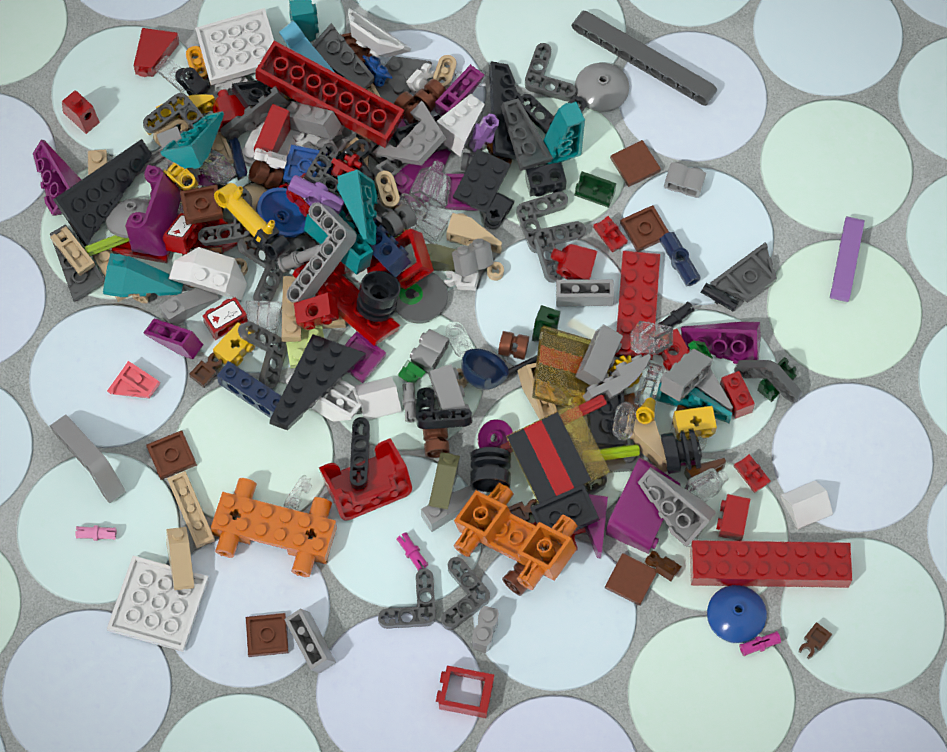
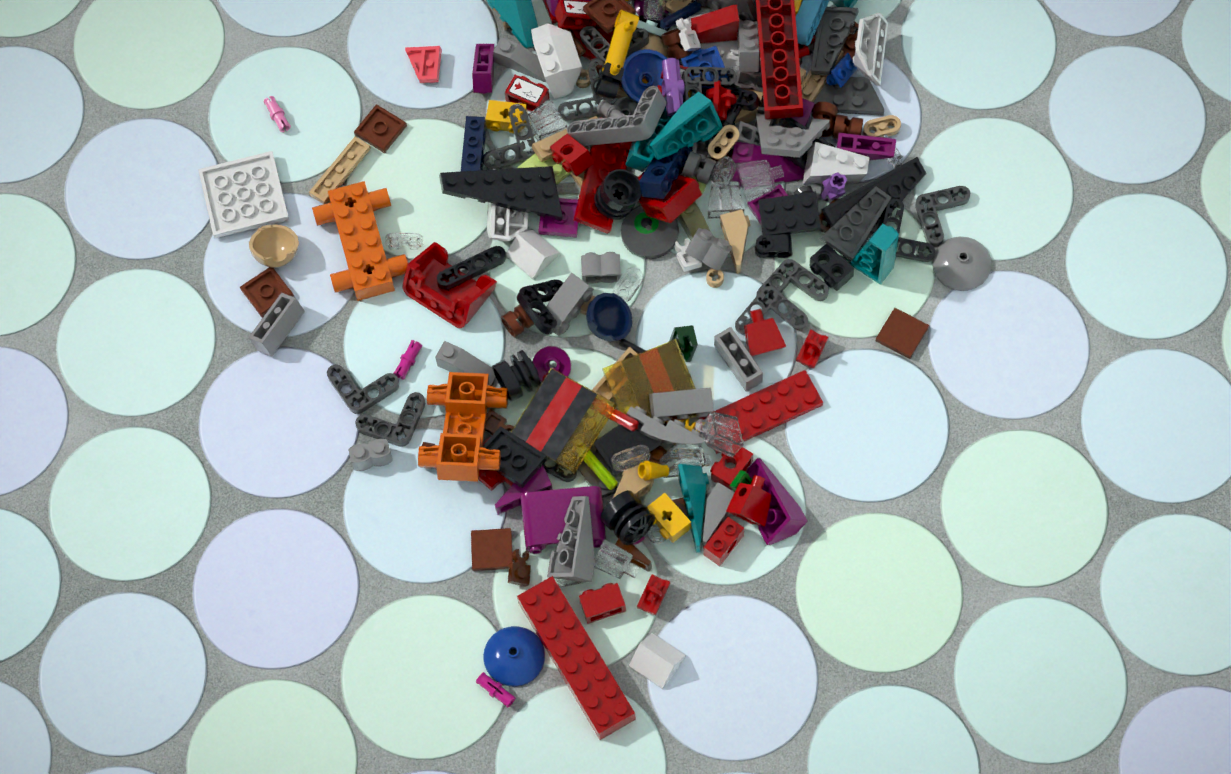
camera: 65 degrees right, 0 degrees up
(89, 457) = (329, 65): light grey beam -> none
(179, 558) = (288, 184): tan slope -> none
(205, 372) = (469, 107): reddish brown plate -> none
(232, 601) = (274, 245): none -> tan cylinder
(409, 402) = (552, 274): light grey pin -> none
(411, 372) = (571, 263): green bracket -> none
(419, 78) = (858, 110): white plate -> none
(444, 480) = (482, 345): olive slope -> none
(460, 707) = (310, 489): red window -> none
(506, 345) = (650, 331): copper wheel -> none
(595, 189) = (850, 313): dark green hinge -> none
(644, 58) = (1015, 281): dark grey beam -> none
(644, 228) = (842, 377): copper tile -> none
(677, 316) = (769, 449): black pin -> none
(685, 179) = (912, 382): light grey brick -> none
(685, 268) = (822, 430): dark blue piece -> none
(685, 374) = (702, 480): light grey brick -> none
(719, 297) = (813, 475): black pin -> none
(721, 352) = (751, 502): none -> red torso
(748, 276) = (853, 489): dark grey wing -> none
(767, 389) = (763, 568): dark green hinge -> none
(774, 373) = (756, 547): dark grey beam -> none
(816, 638) = (530, 735): reddish brown plate -> none
(847, 259) = (928, 565): medium lavender beam -> none

